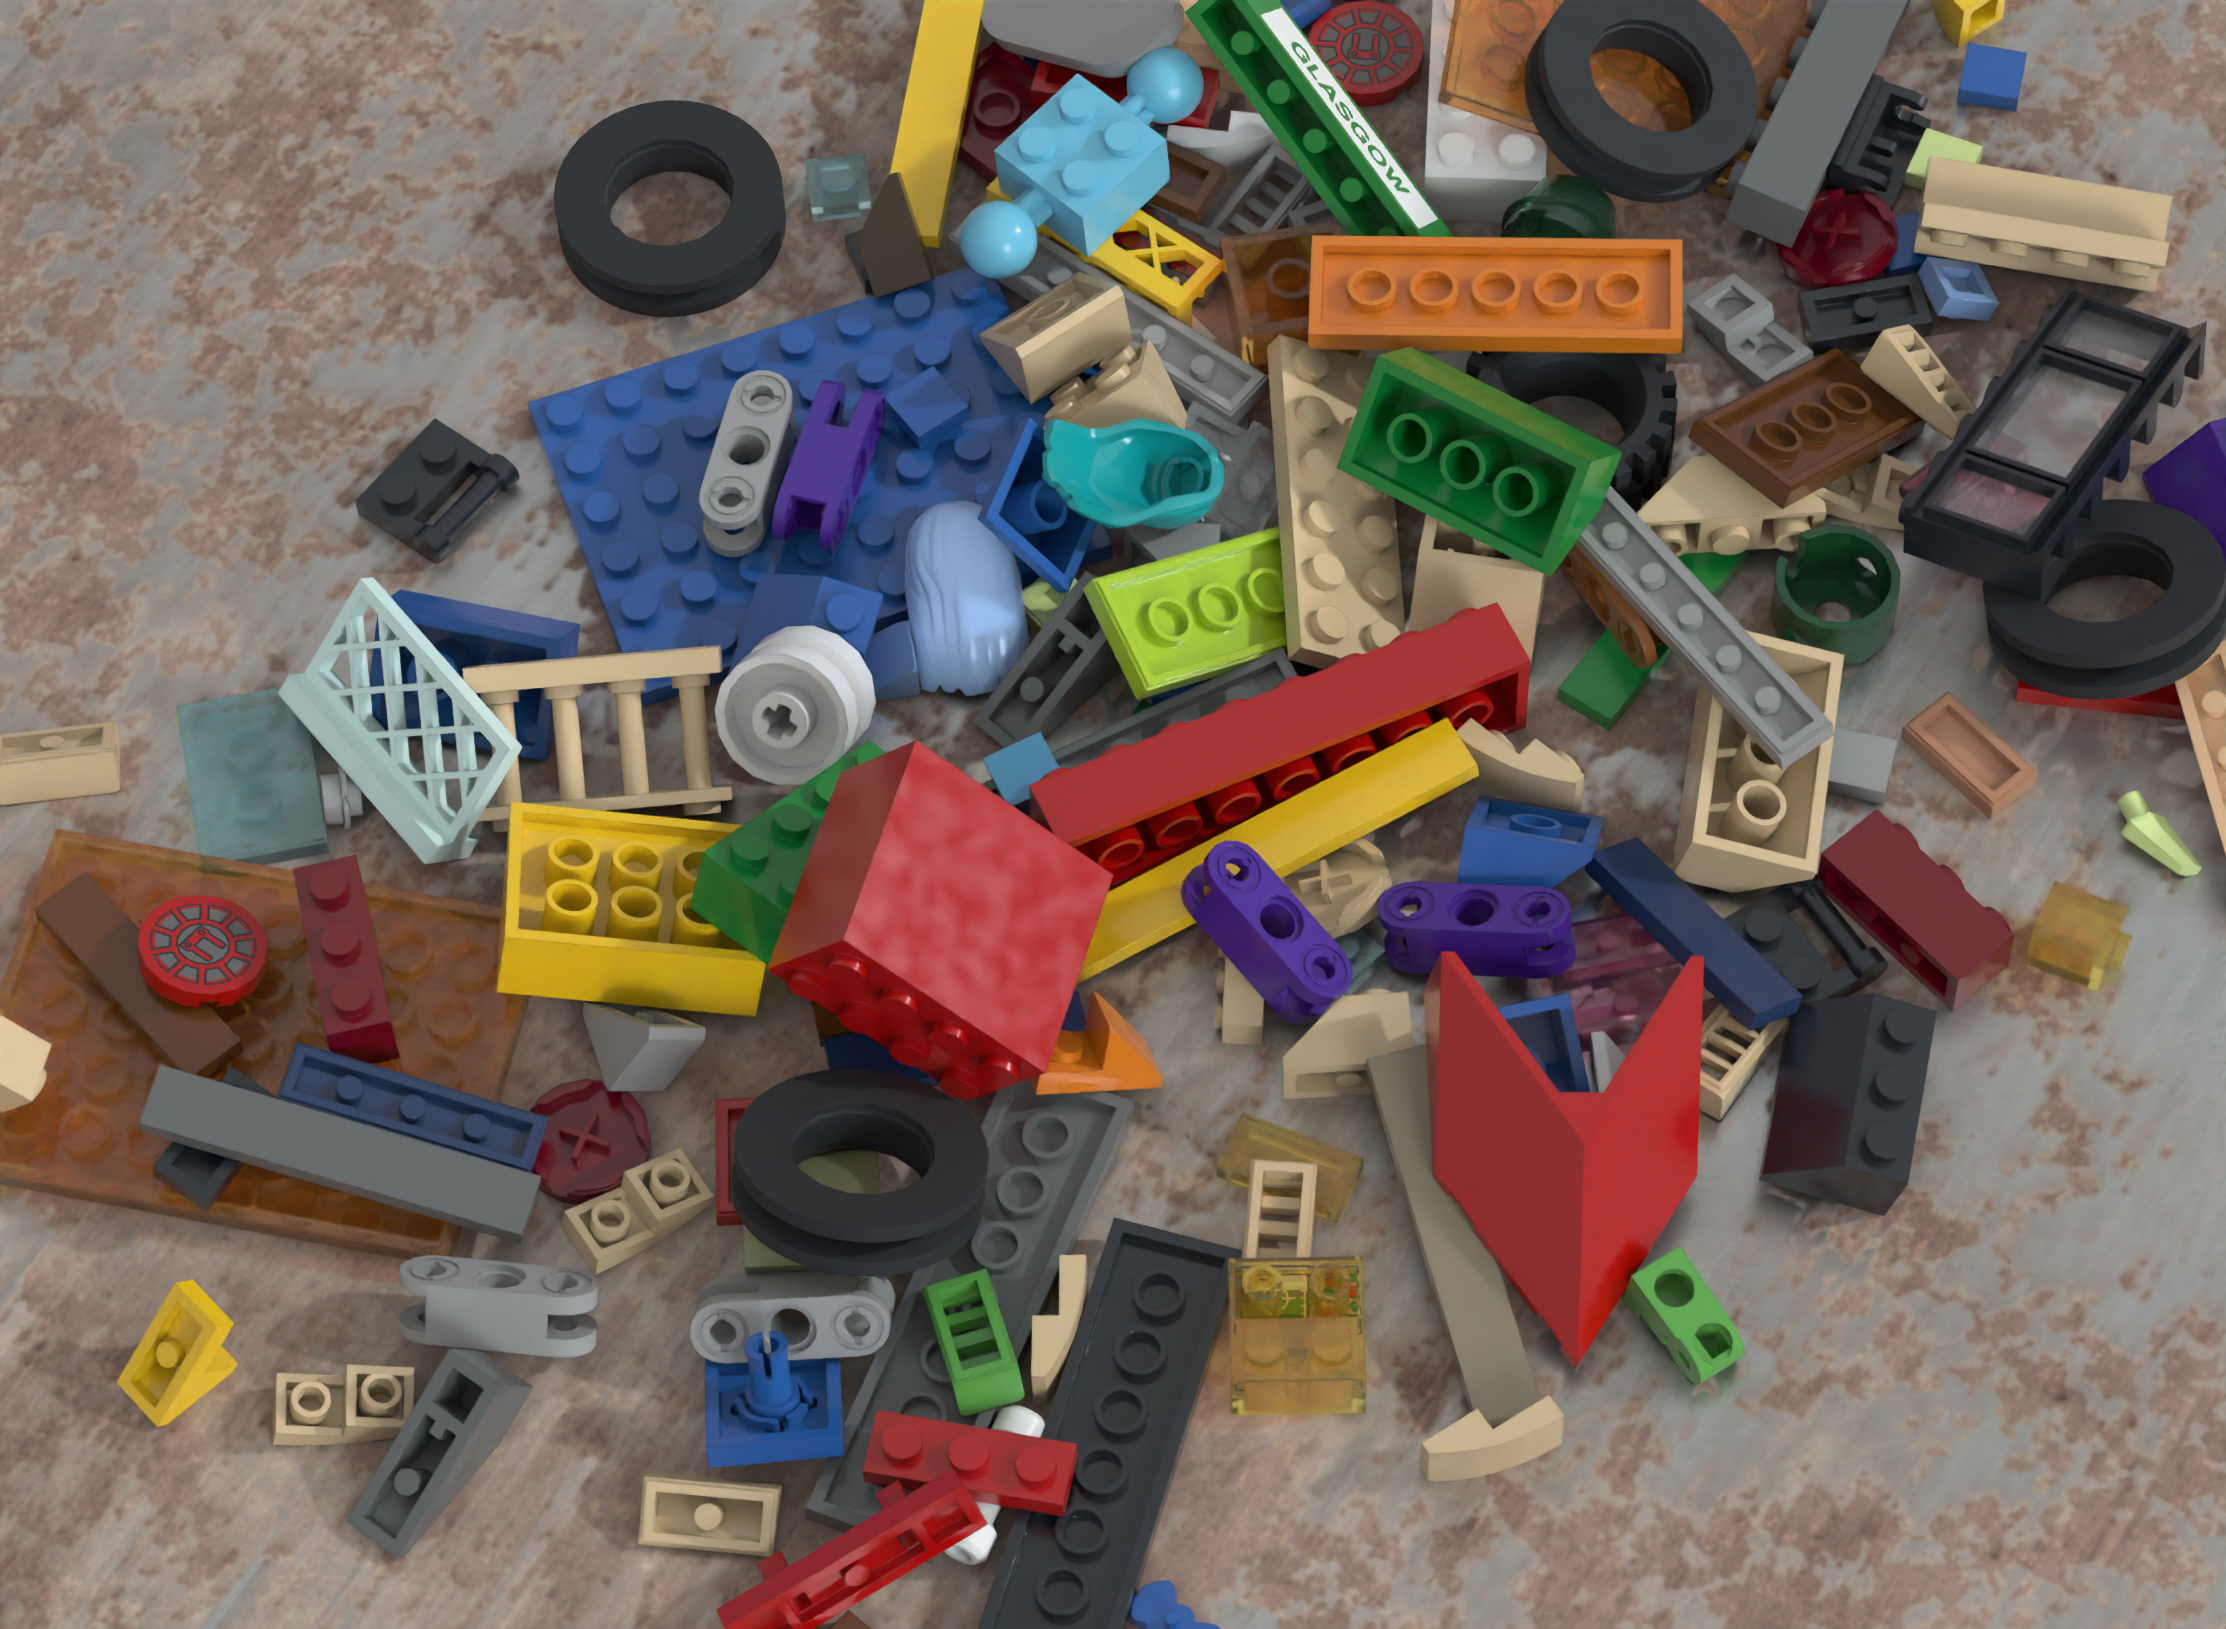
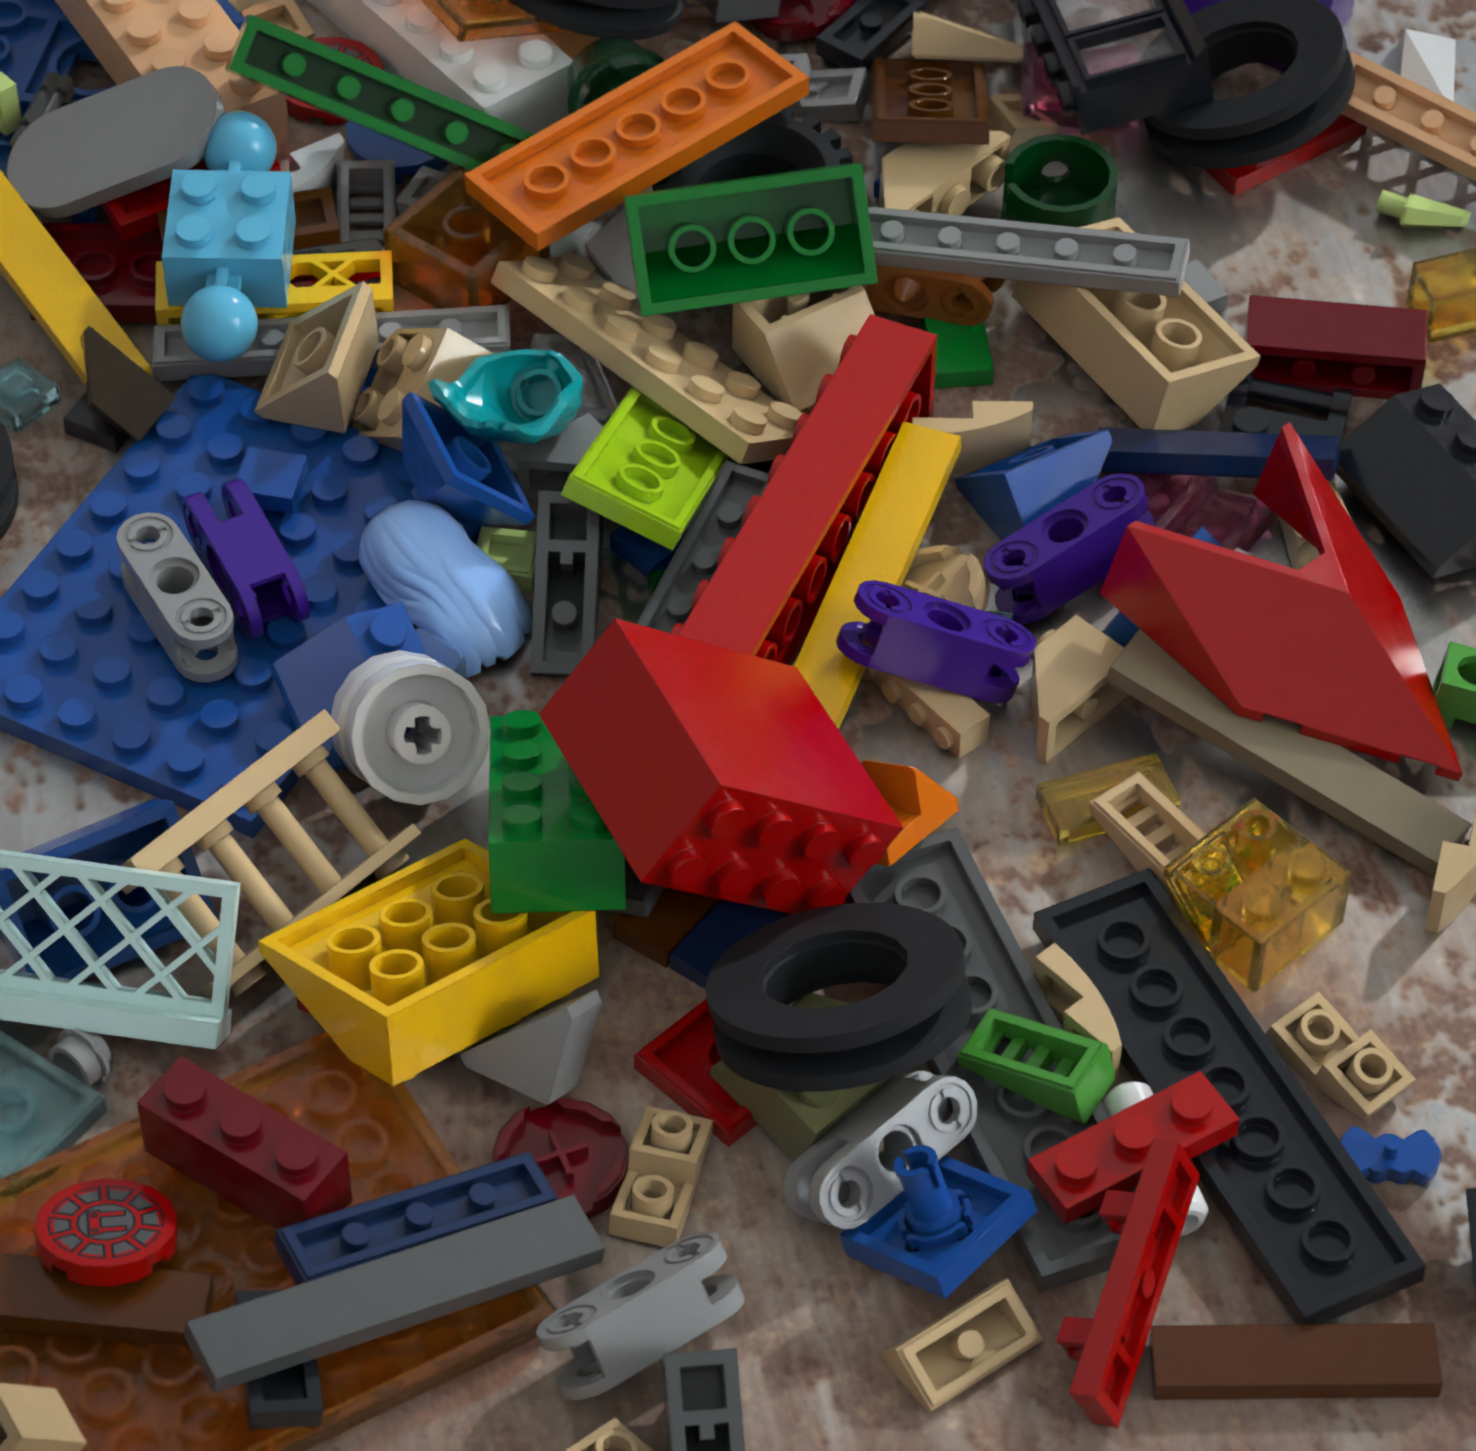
camera: 45 degrees left, 10 degrees down
(1225, 1518) = (1336, 1060): none -> tan slope
(1969, 754) = (1248, 242): nougat tile -> none

